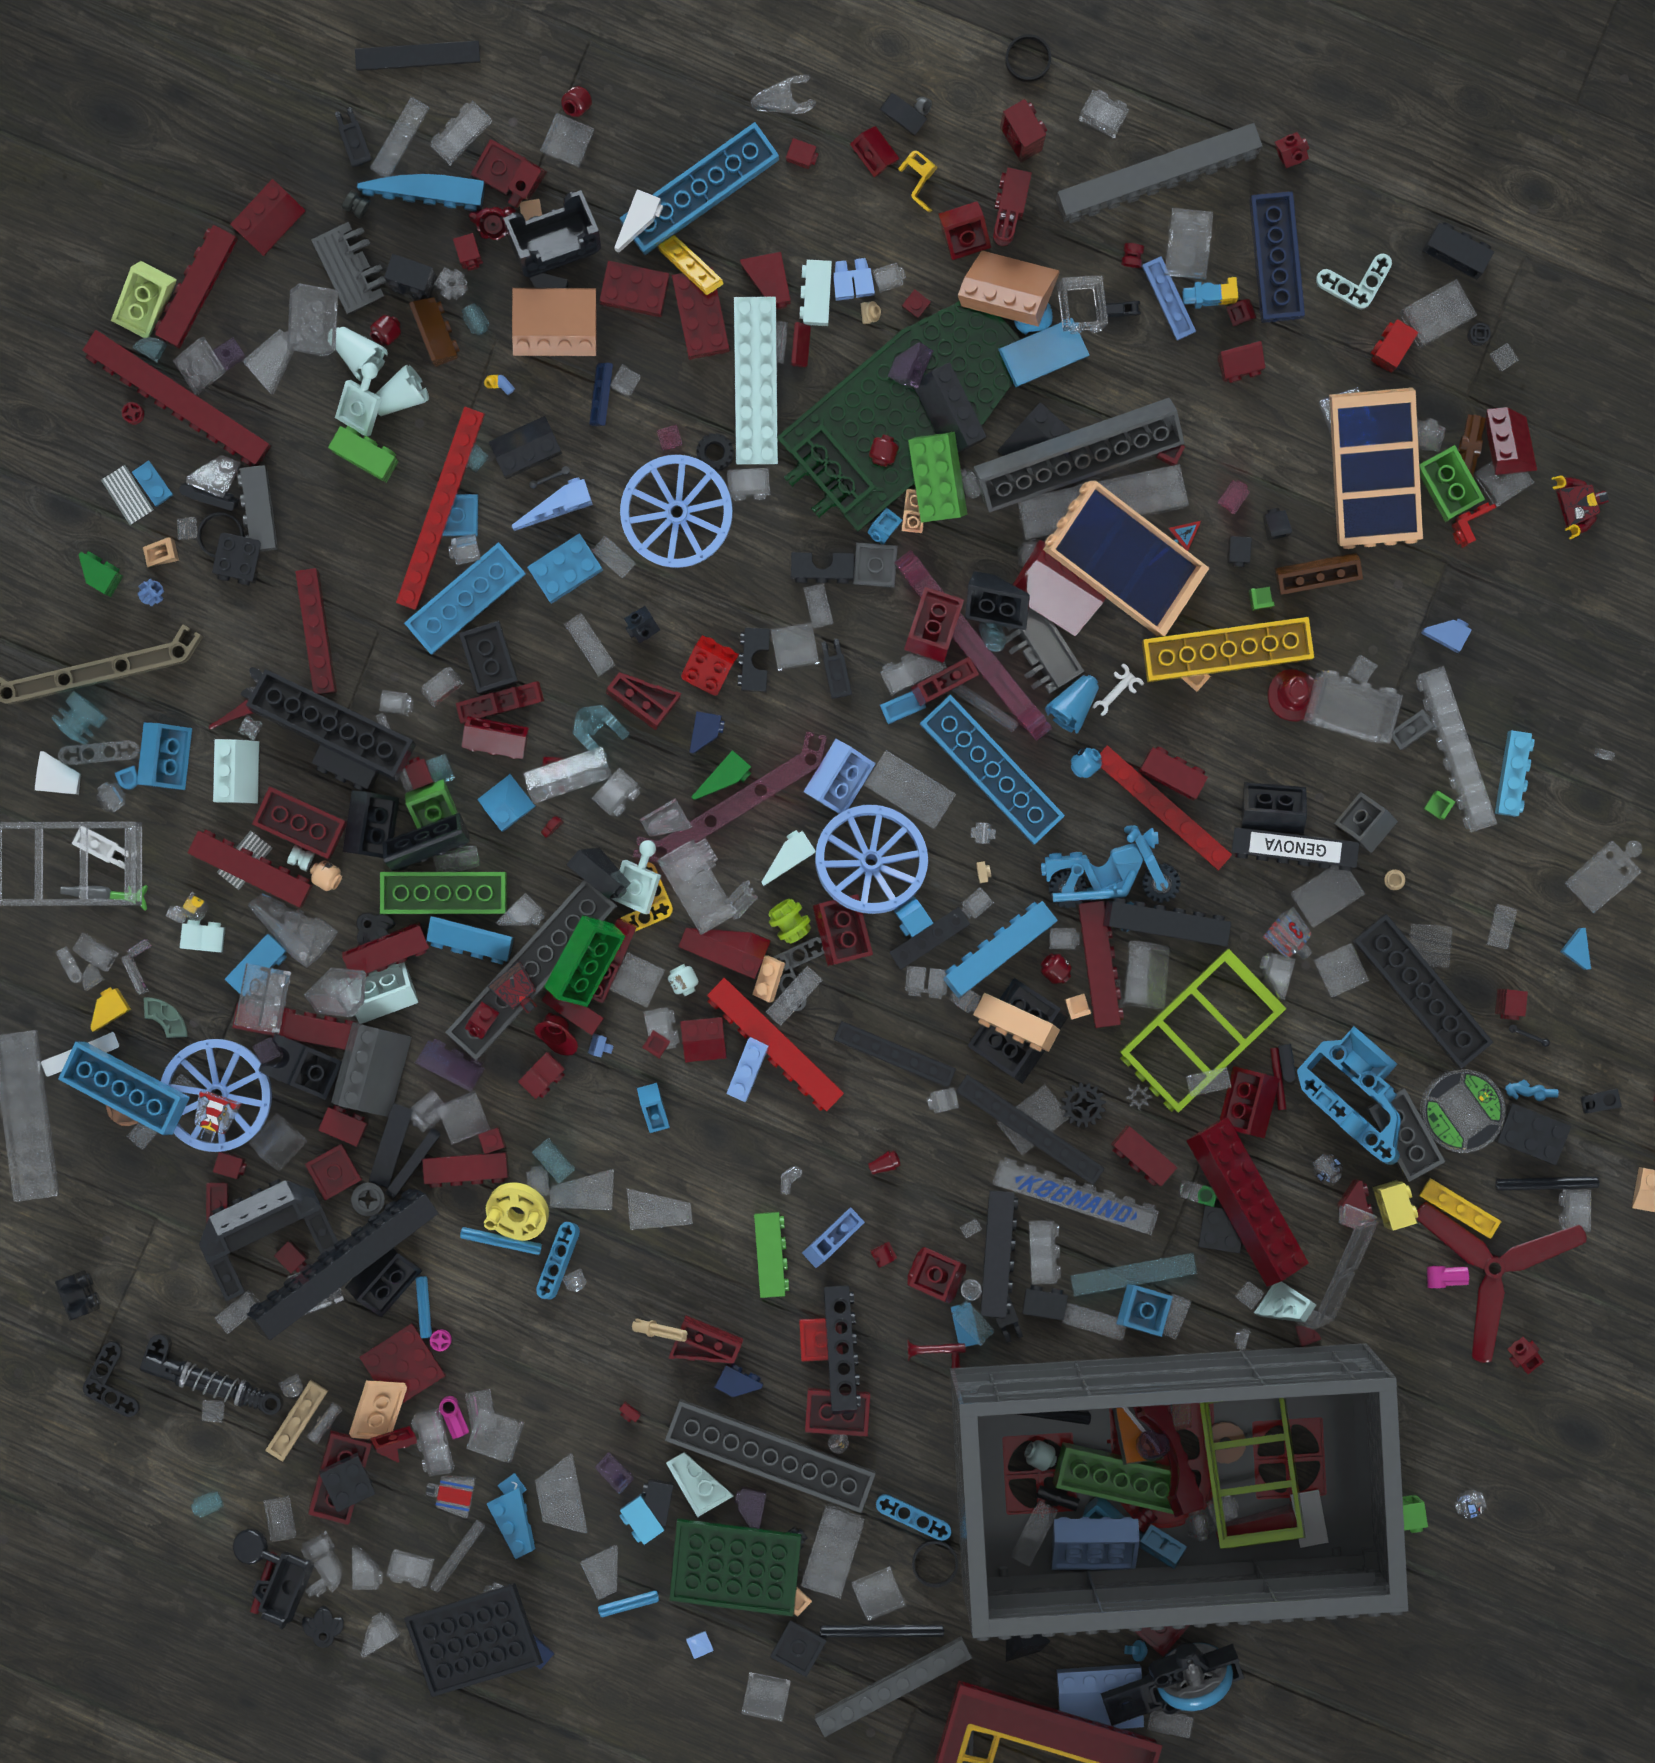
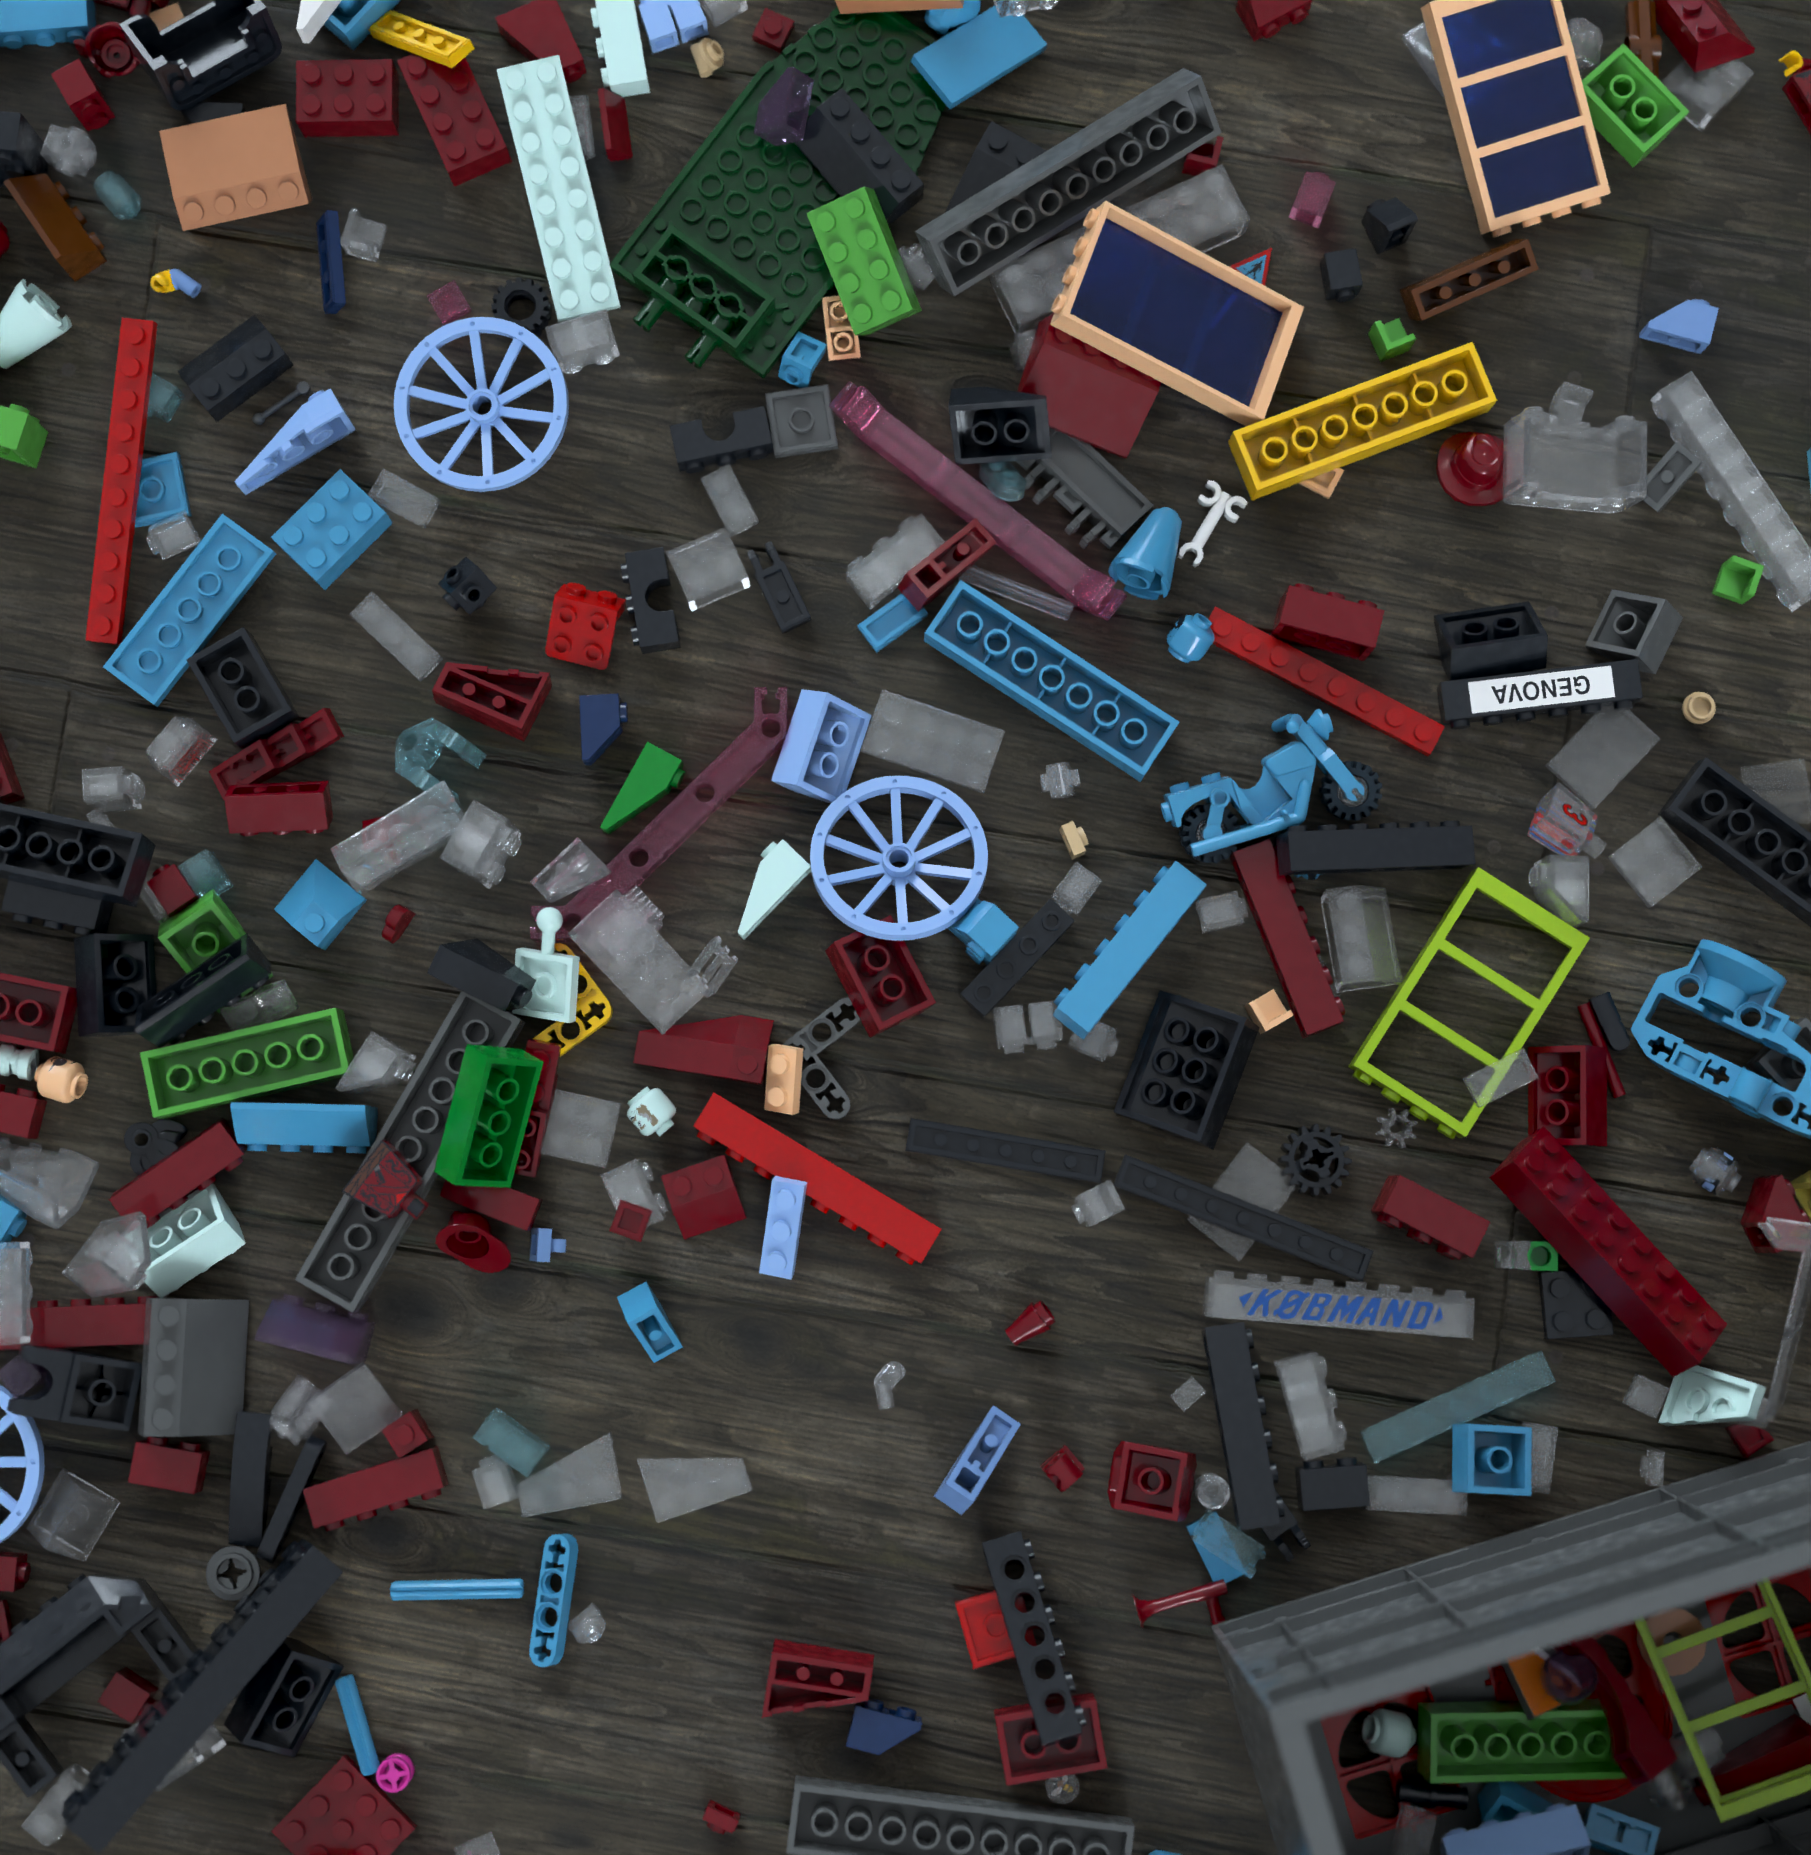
camera: 15 degrees left, 5 degrees down
(333, 1172) = (169, 1542): dark red plate -> none
(481, 1020) = (346, 1248): dark red bracket -> none
(508, 1222) = (464, 1558): light yellow piece -> none
(542, 1075) = (464, 1312): dark red brick -> none
(652, 1328) = (727, 1674): tan axle -> none
(769, 1254) = (885, 1511): bright green brick -> none
(790, 922) = (795, 982): lime piece -> none
(794, 995) = (828, 1095): clear plate -> none
(883, 451) = (773, 244): dark red head -> none
(934, 624) = (910, 481): dark red slope -> none
(1016, 1022) = (1183, 1055): light nougat brick -> none
(1056, 969) = (1221, 960): dark red head -> none
(1144, 1518) = (1575, 1793): dark red wheel -> none
(1463, 533) = (1667, 164): red bracket -> none

